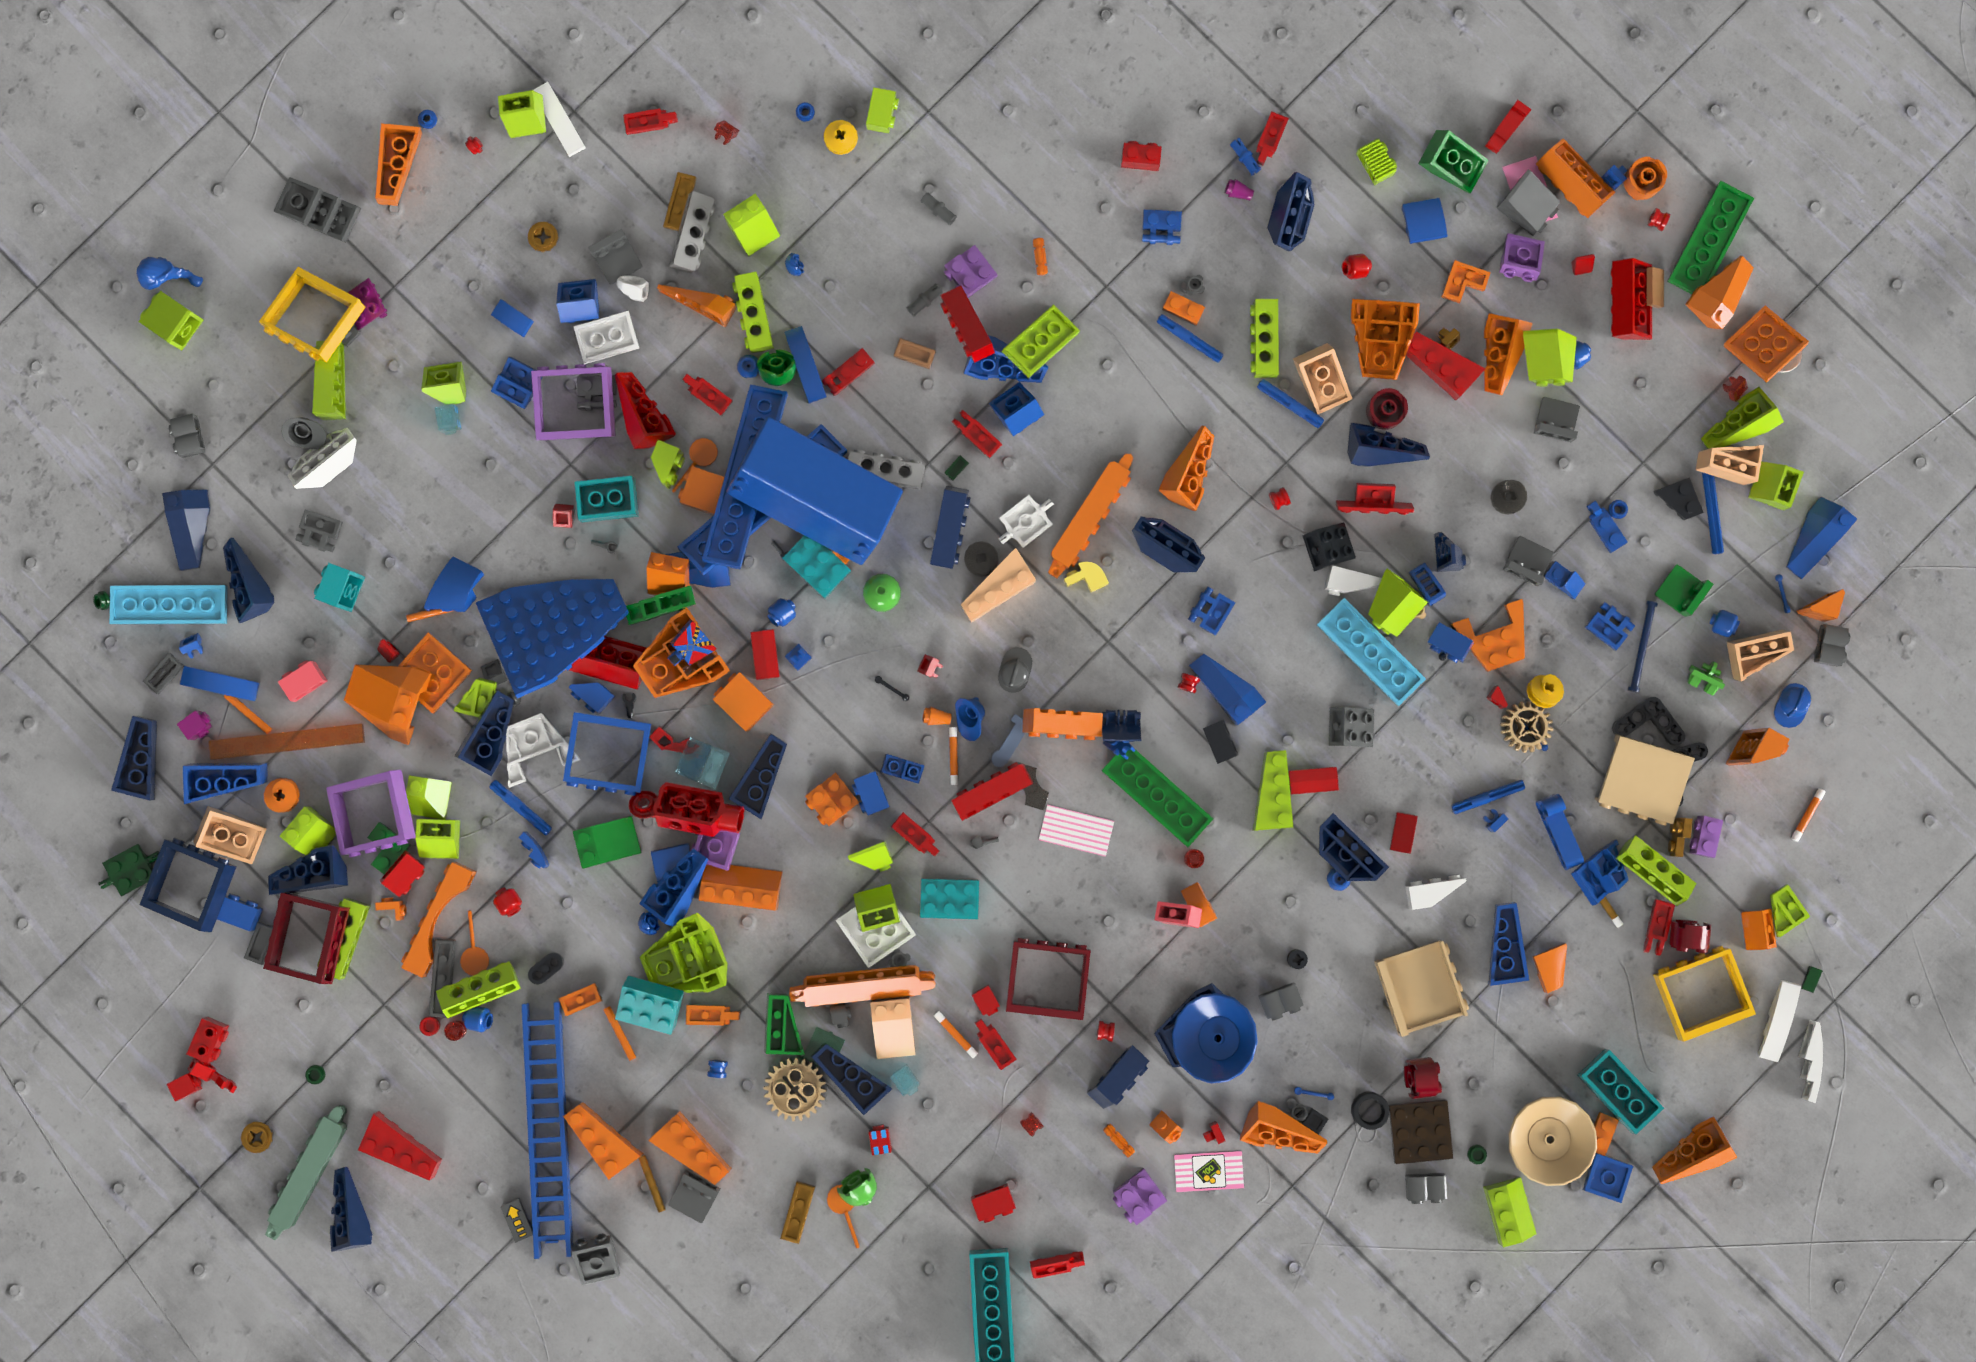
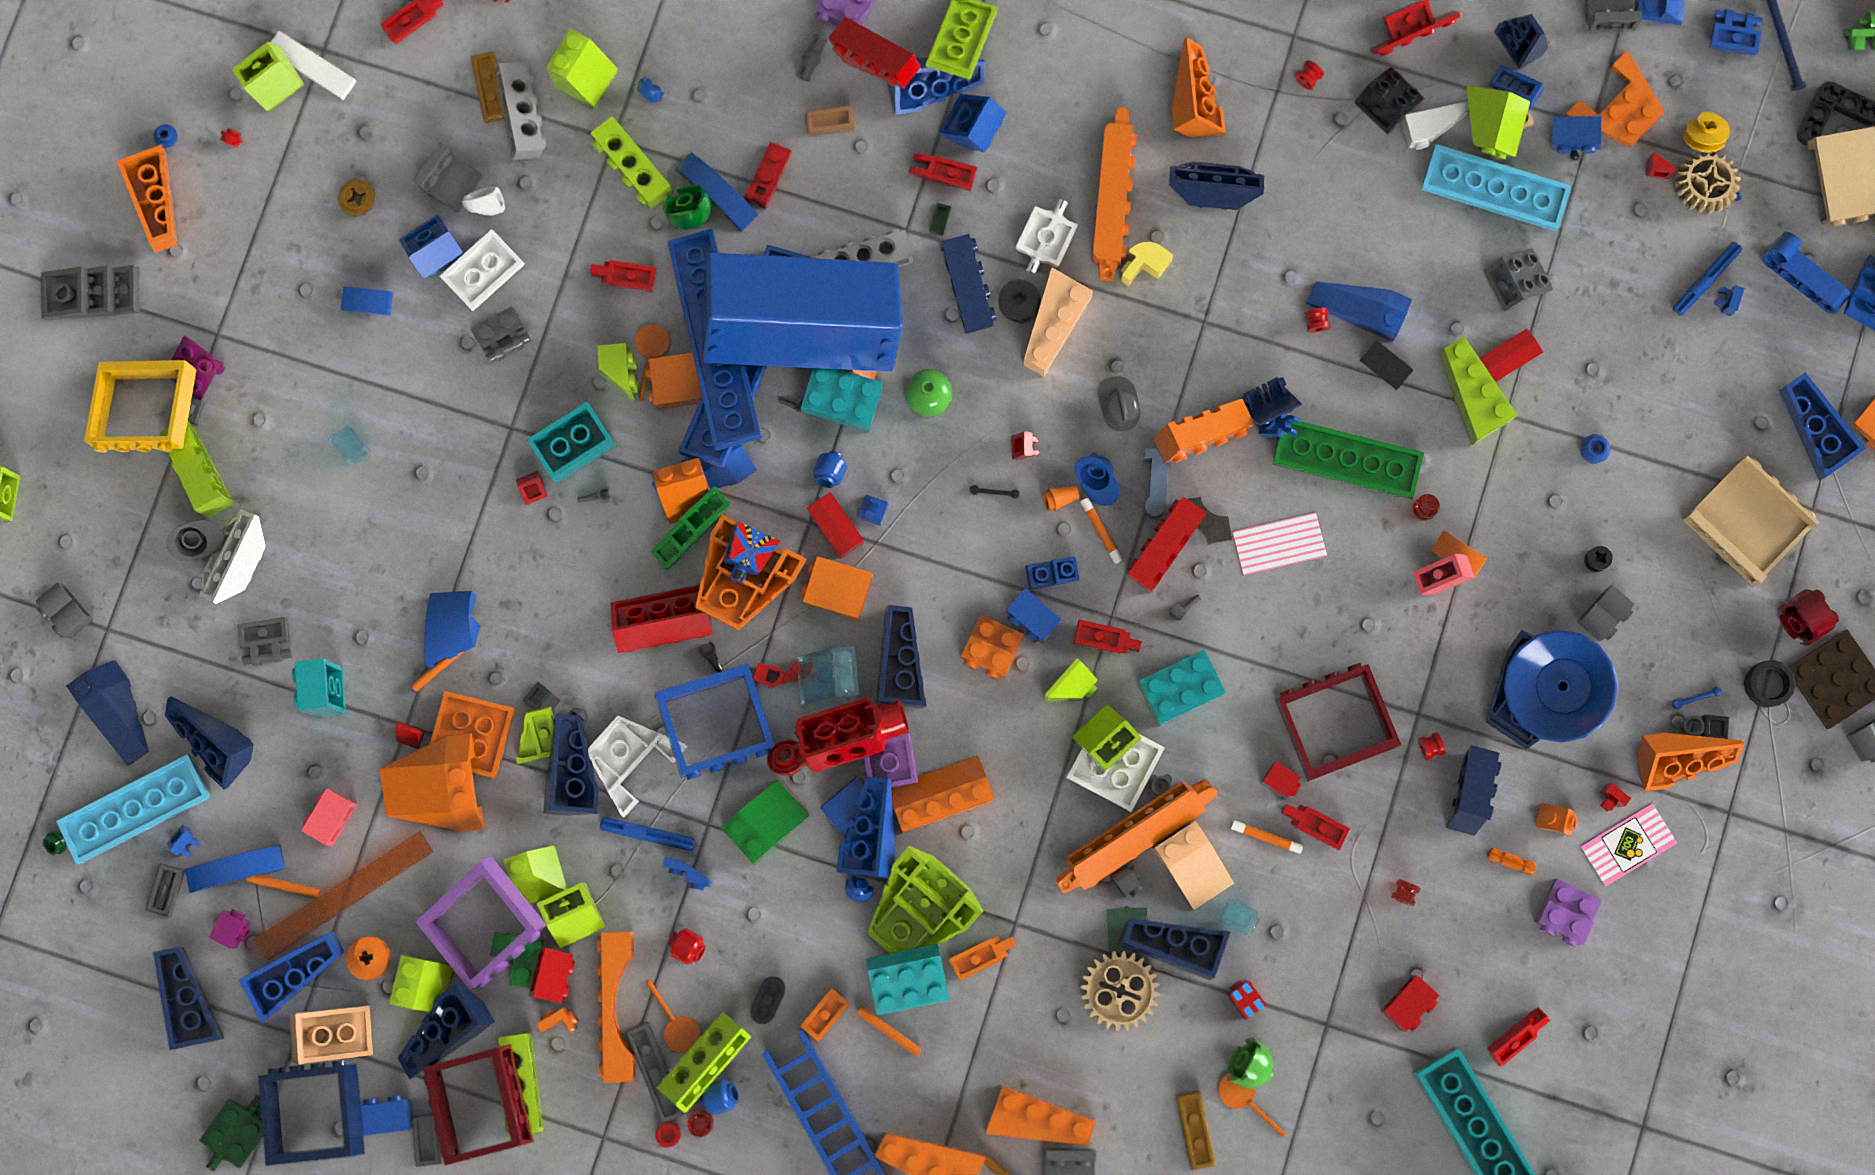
camera: 20 degrees left, 5 degrees down
(445, 383) = (327, 407): lime slope -> none
(515, 383) = (407, 368): blue slope -> none
(549, 627) = (579, 614): blue wing -> none
(593, 694) = (666, 665): blue slope -> none
(608, 402) = (504, 388): medium lavender window -> none
(642, 419) = (565, 337): red wedge -> none
(709, 305) = (581, 178): orange wedge -> none
(717, 1069) = (1020, 1013): blue wheel -> none
(742, 368) = (658, 230): blue plate -> none
(780, 1027) = (1067, 927): green wedge -> none
(1216, 614) = (1307, 231): blue plate -> none
(1348, 852) = (1592, 412): dark blue wedge -> none
(1403, 833) = (1638, 363): red slope -> none
(1429, 894) = (1704, 413): white slope -> none

